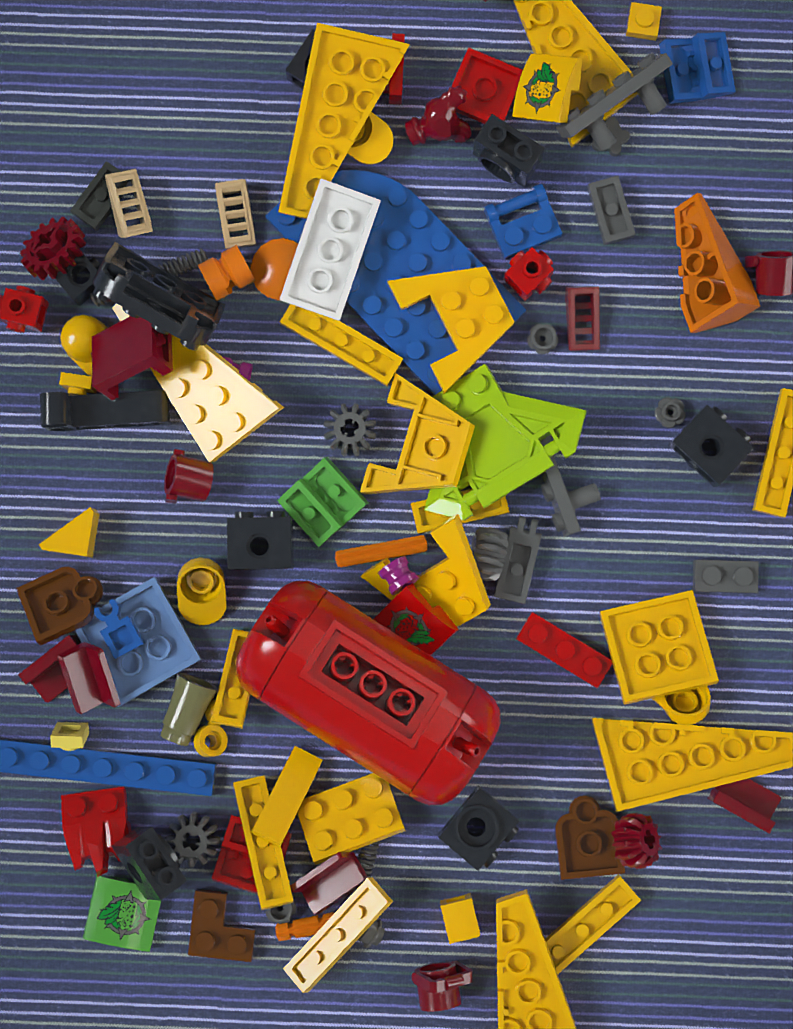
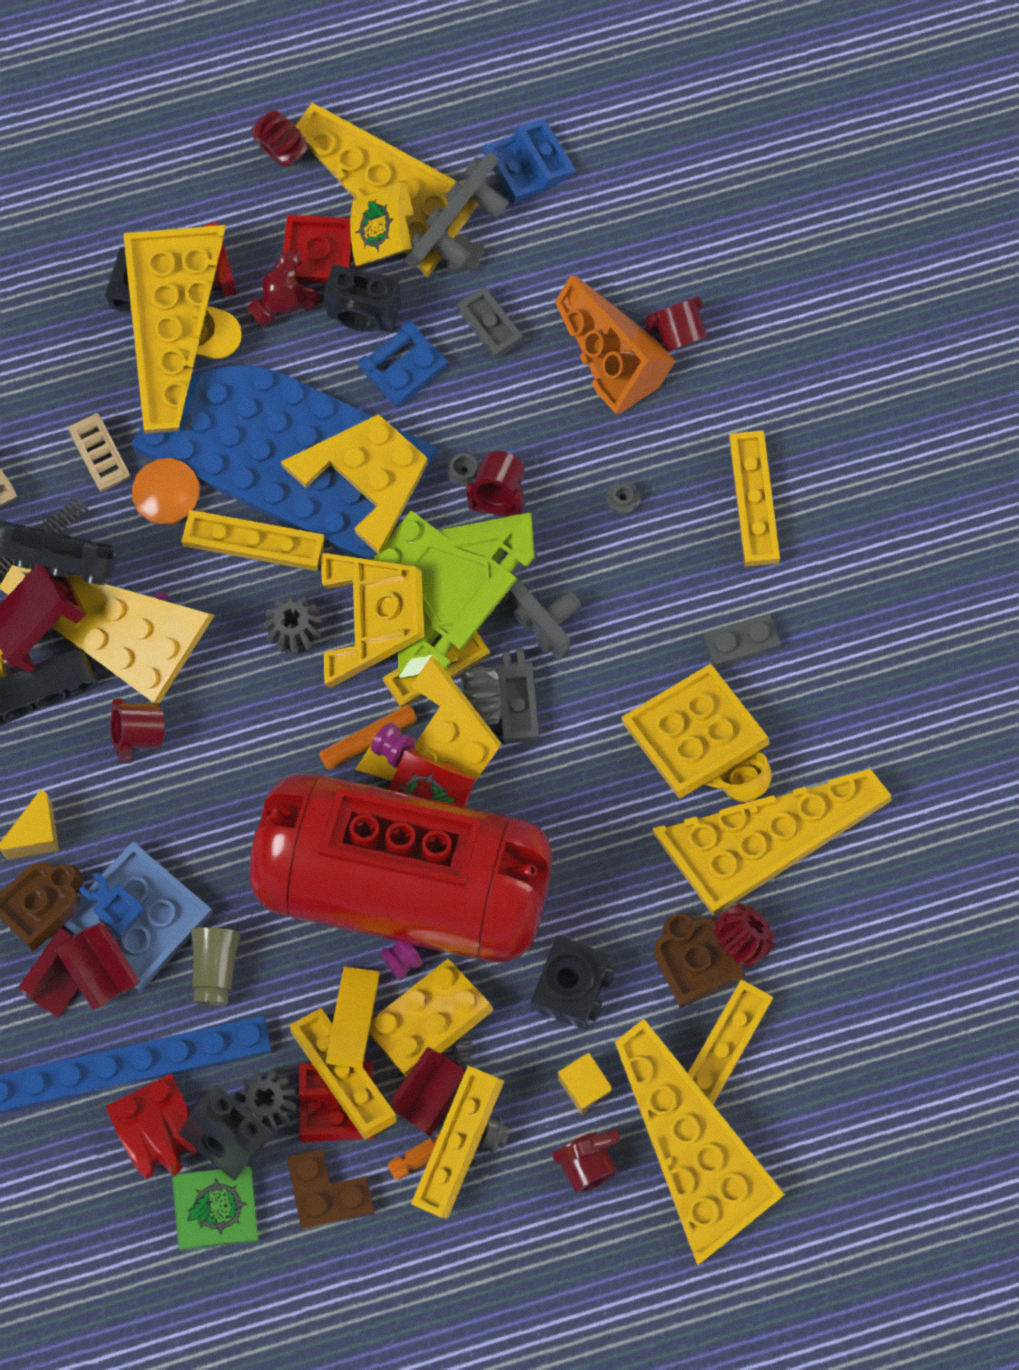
camera: 20 degrees left, 15 degrees down
(69, 735) = (95, 1038): light yellow plate -> none
(201, 591) = (189, 840): yellow cap -> none
(217, 736) = (250, 989): yellow plate -> none
(226, 272) = (109, 511): orange wheel -> none
(231, 698) = (257, 925): yellow tile -> none
(246, 529) = (218, 757): black brick -> none
(283, 916) = (376, 1142): dark grey plate -> none
(322, 501) = (288, 708): bright green slope -> none
(329, 249) = (210, 450): white plate -> none
(341, 761) = (401, 959): none -> magenta wheel
(524, 282) = (426, 408): red brick -> none
(564, 650) = (598, 772): red plate -> none
(567, 365) = (497, 485): none -> dark red piece
(594, 317) = (490, 409): dark red slope -> none
(643, 21) = (458, 135): yellow plate -> none
(730, 445) = (671, 495): black brick -> none
(748, 802) = (848, 861): dark red panel -> none

